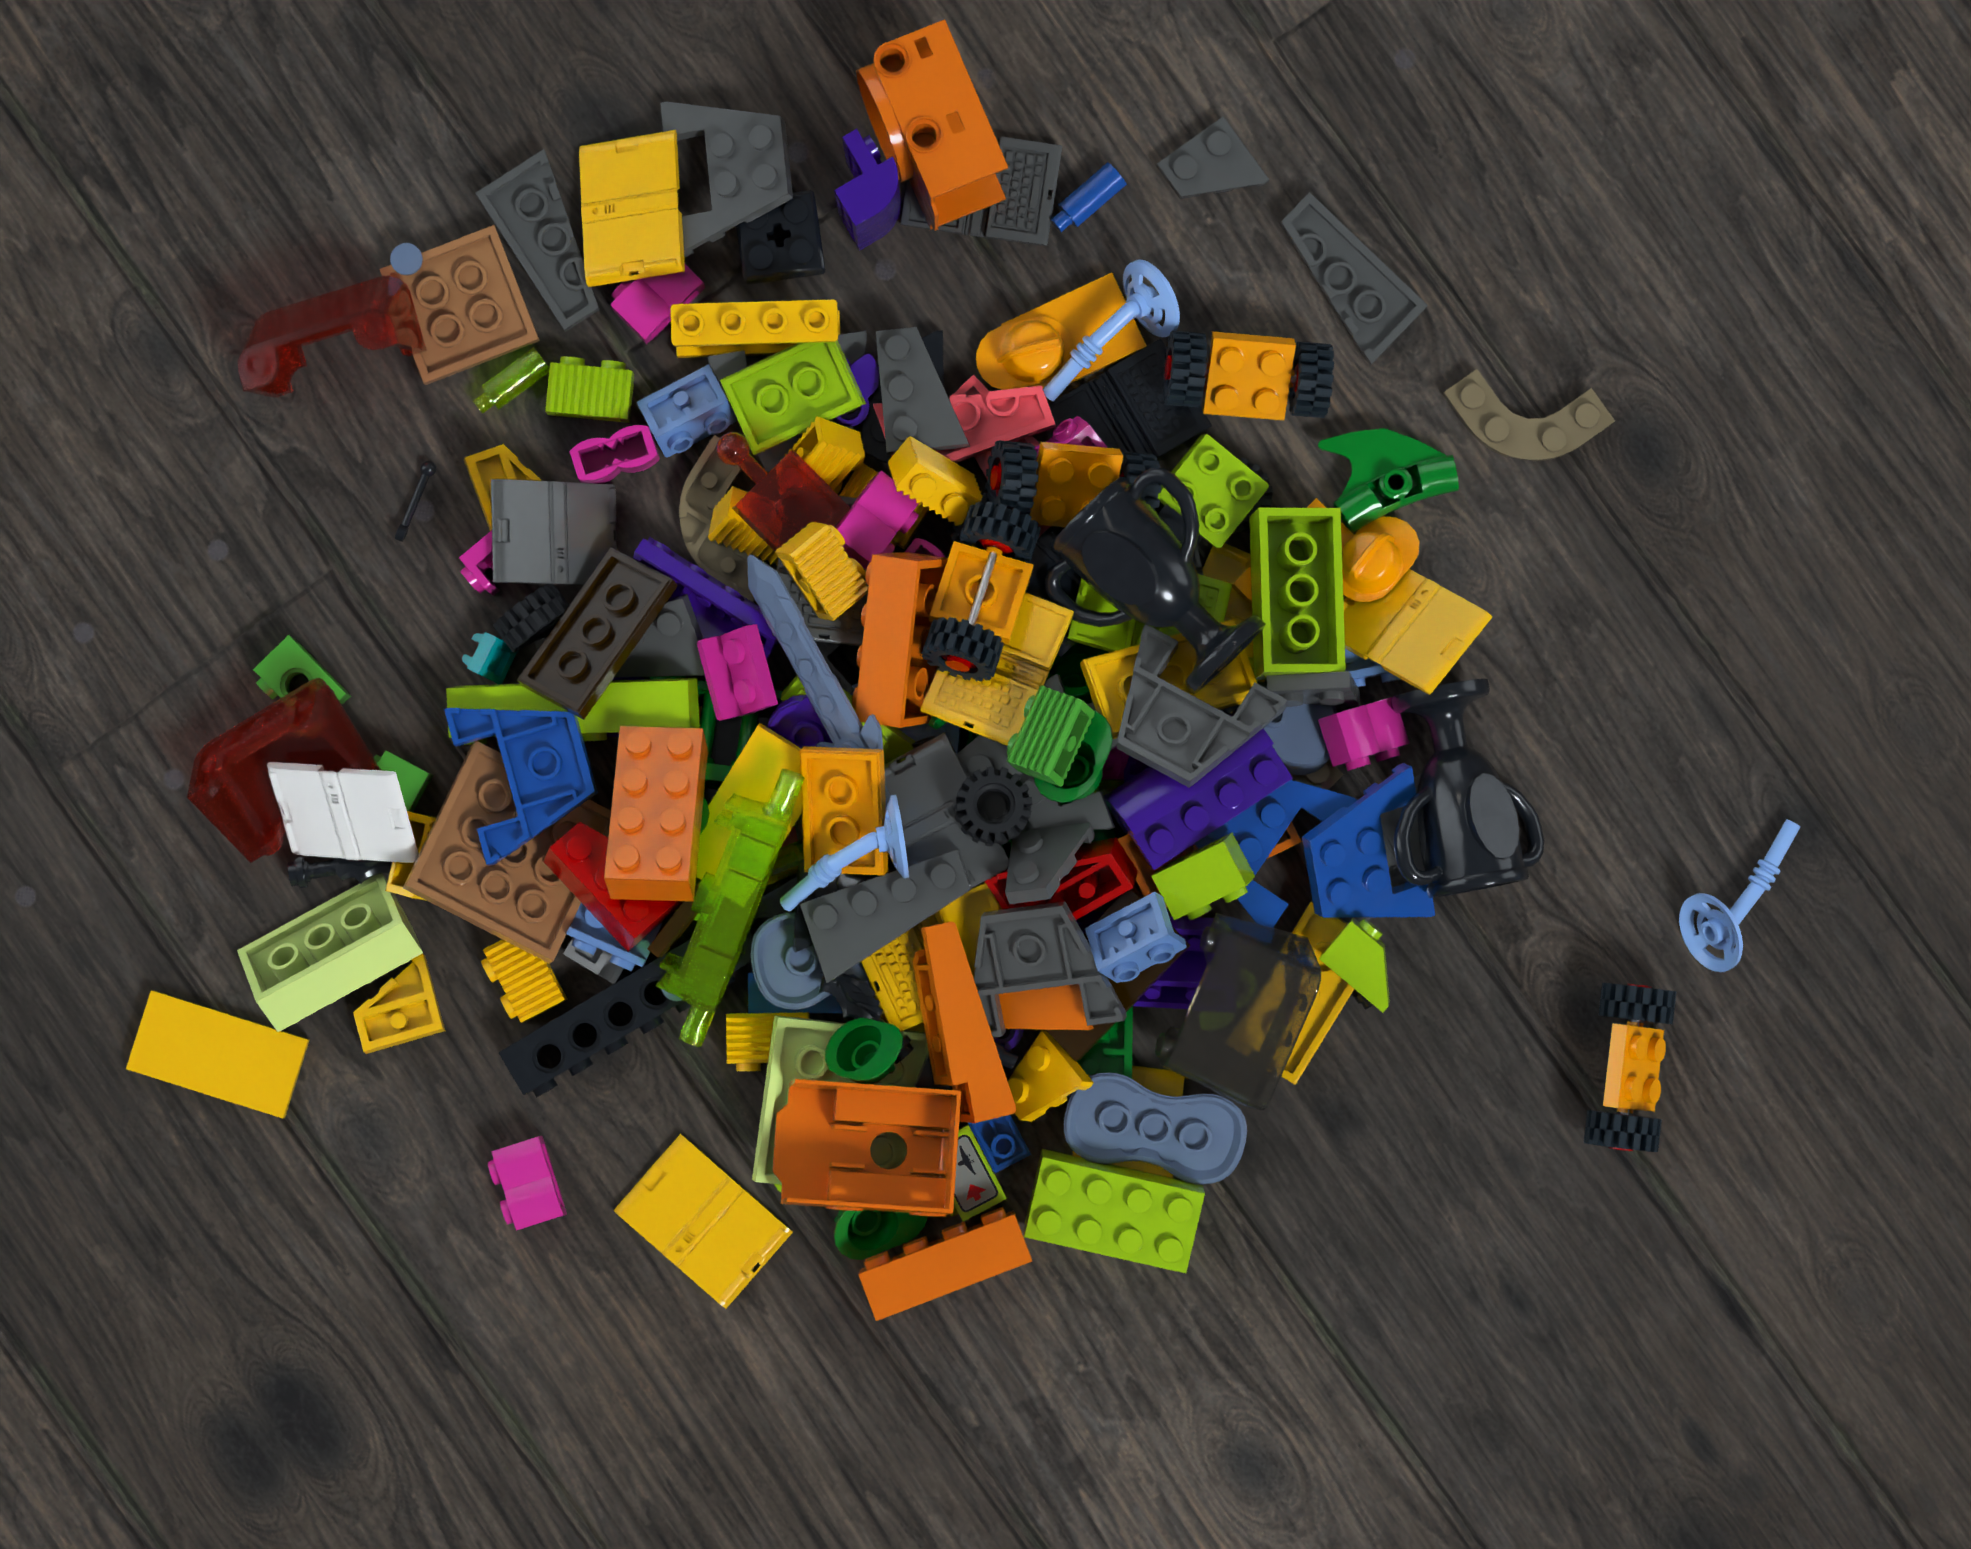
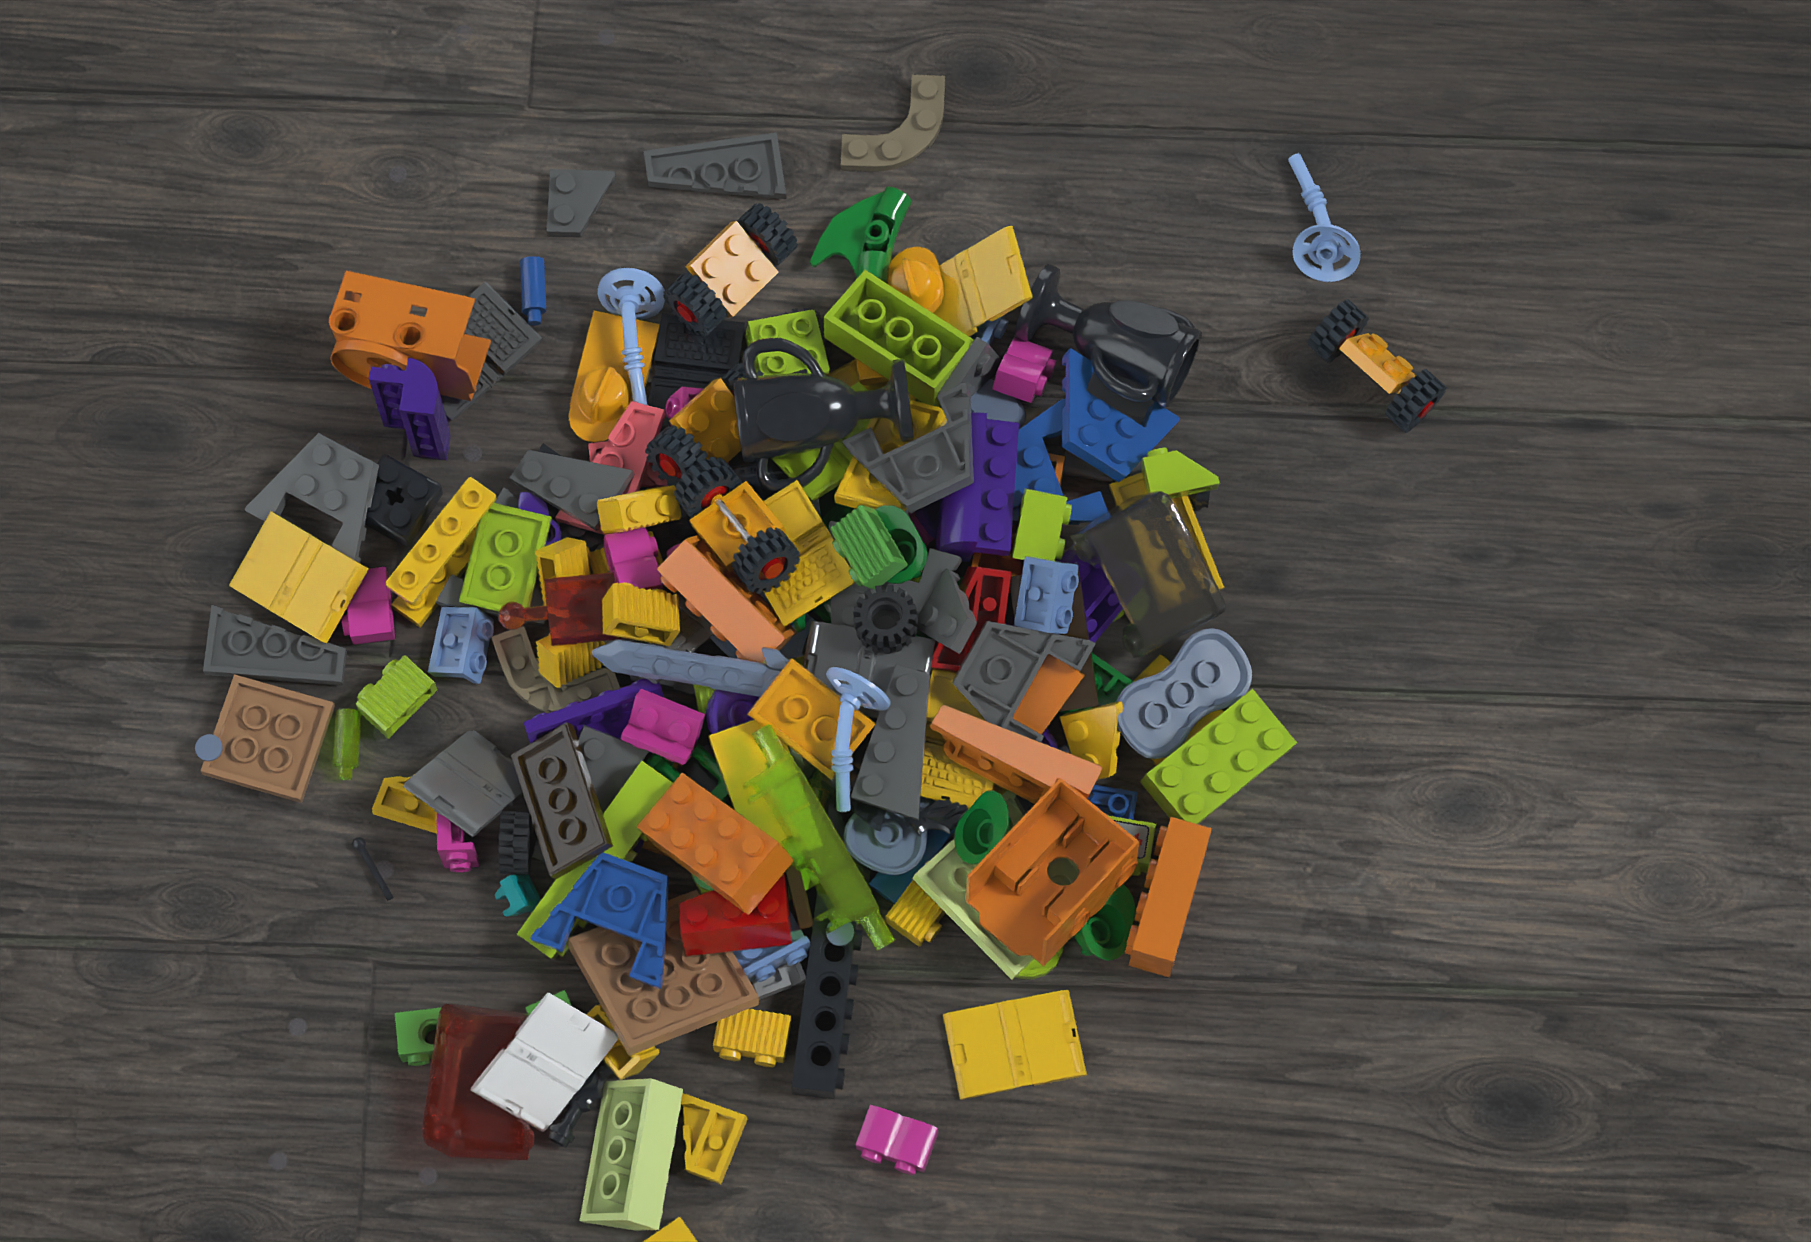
camera: 50 degrees left, 15 degrees down
(375, 310) = (189, 862): clear red windscreen -> none
(625, 451) = (455, 702): dark pink brick -> none

